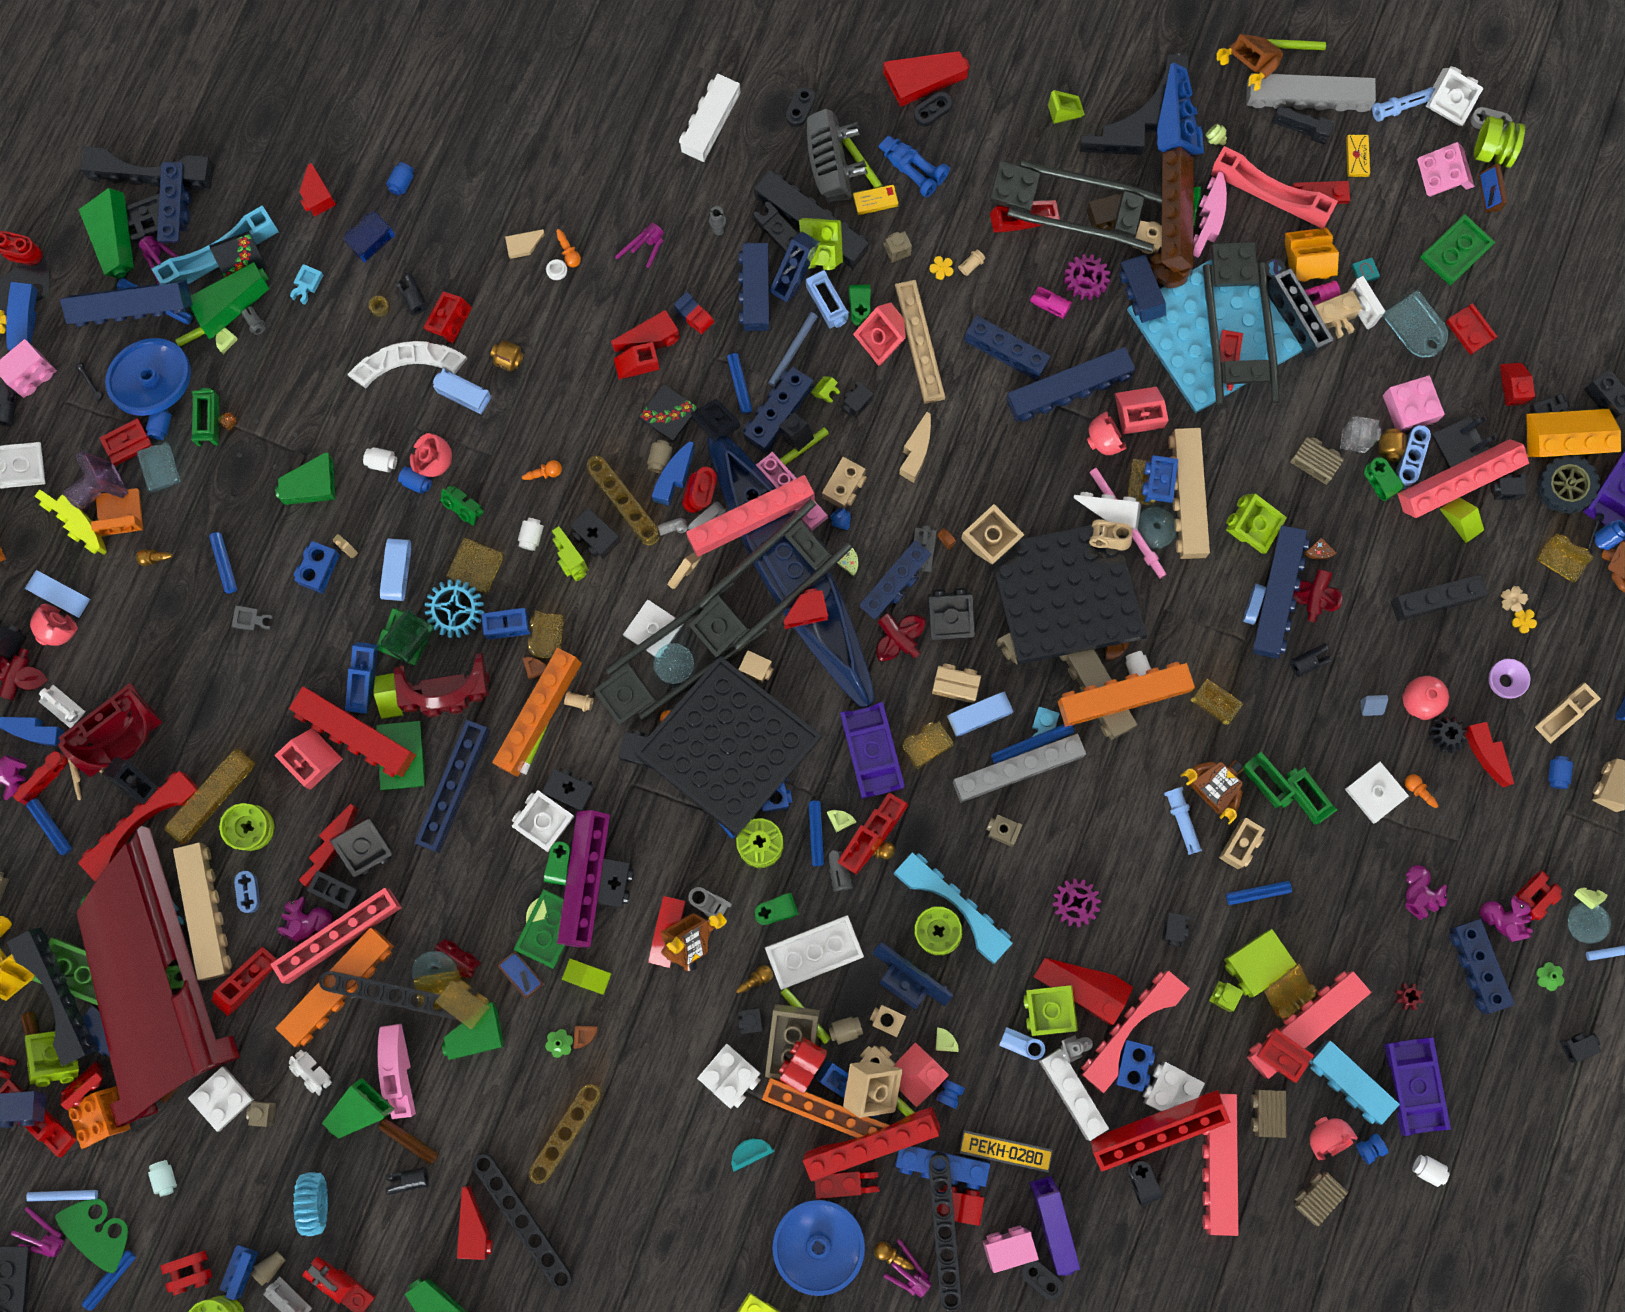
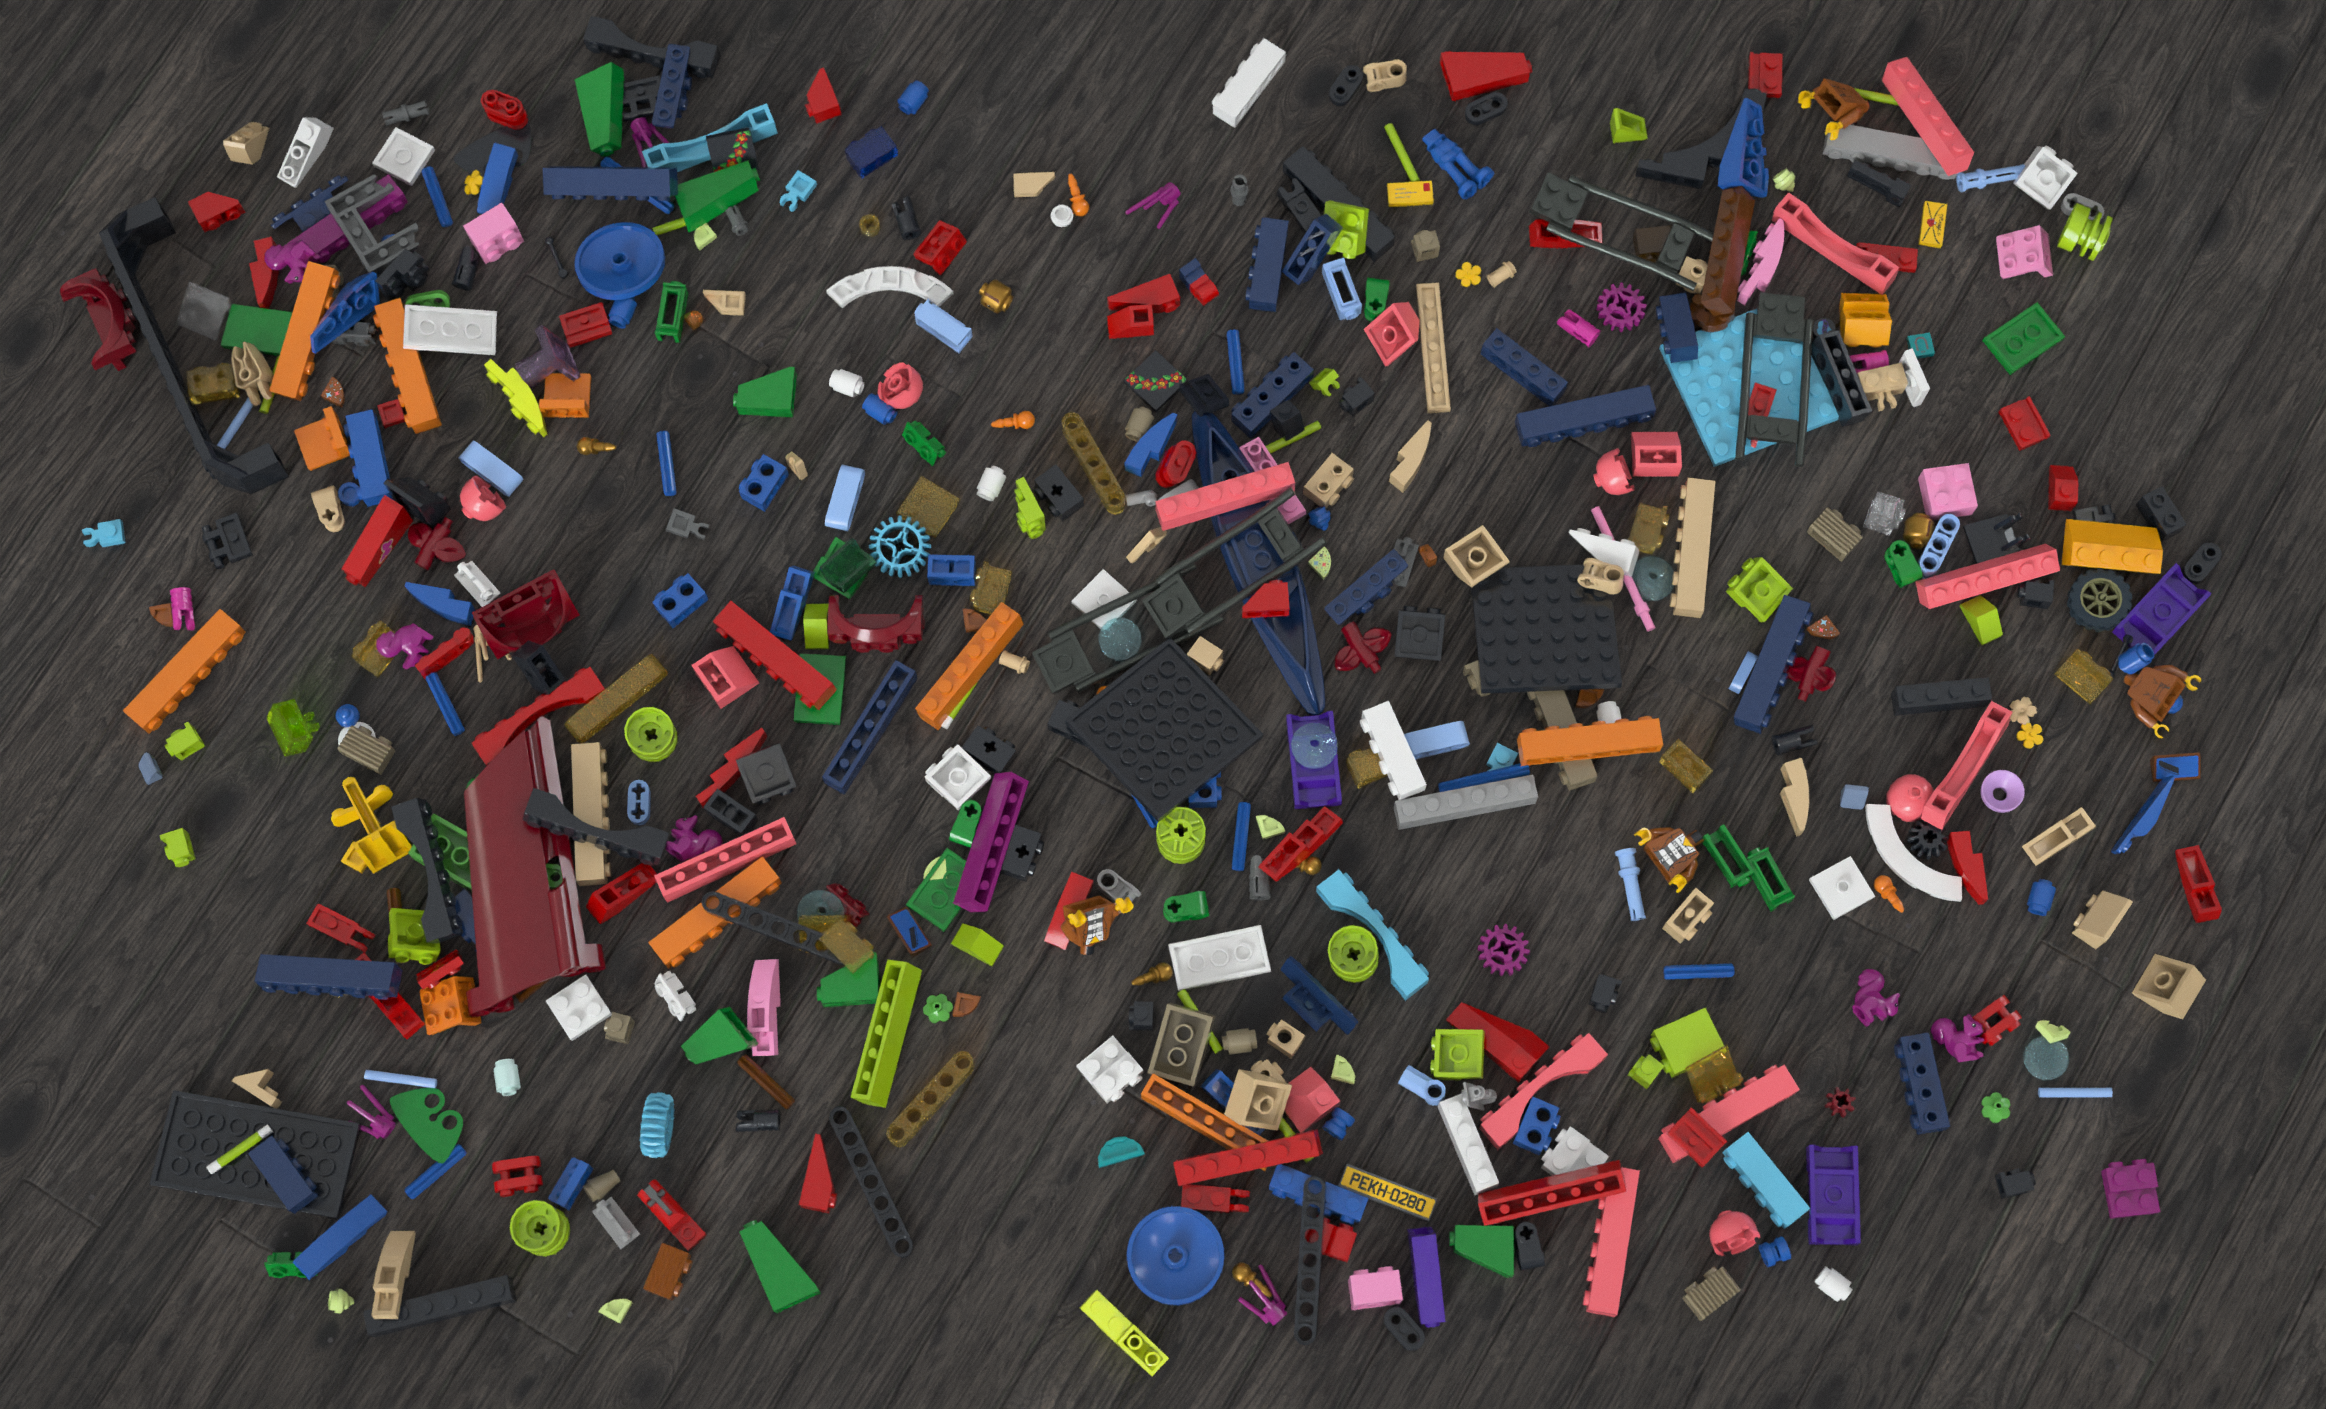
camera: 10 degrees right, 5 degrees down
(157, 920) = (641, 843): none -> black arch
(158, 467) = (615, 355): clear light blue plate -> none
(256, 399) = (727, 301): none -> tan tile
(259, 696) = (684, 604): none -> blue brick
(514, 1079) = (886, 1033): none -> lime brick
(793, 349) = (1297, 335): sand blue bar -> none
(802, 1065) = (1188, 1064): red brick -> none
(828, 156) = (1367, 143): dark grey piece -> none
(833, 91) = (1384, 76): none -> tan piece
(870, 749) = (1312, 756): none -> clear light blue dish
(945, 732) = (1393, 750): none -> white brick
(956, 683) = (1414, 705): tan brick -> none
(1008, 838) = (1441, 871): dark tan brick -> none
(1106, 1188) = (1486, 1246): none -> green slope
(1161, 479) = (1664, 526): blue bracket -> none
(1183, 37) = (1766, 73): none -> red plate
(1269, 1113) = (1671, 1198): dark tan brick -> none
(1322, 712) = (1796, 794): none -> tan slope
(1340, 55) = (1927, 116): none -> coral brick
(1416, 323) = (1965, 409): clear light blue tile -> none
(1427, 758) = (1903, 862): none -> white tile
(1474, 661) = (1974, 755): none -> coral arch
(1493, 189) = (2071, 280): slope -> none

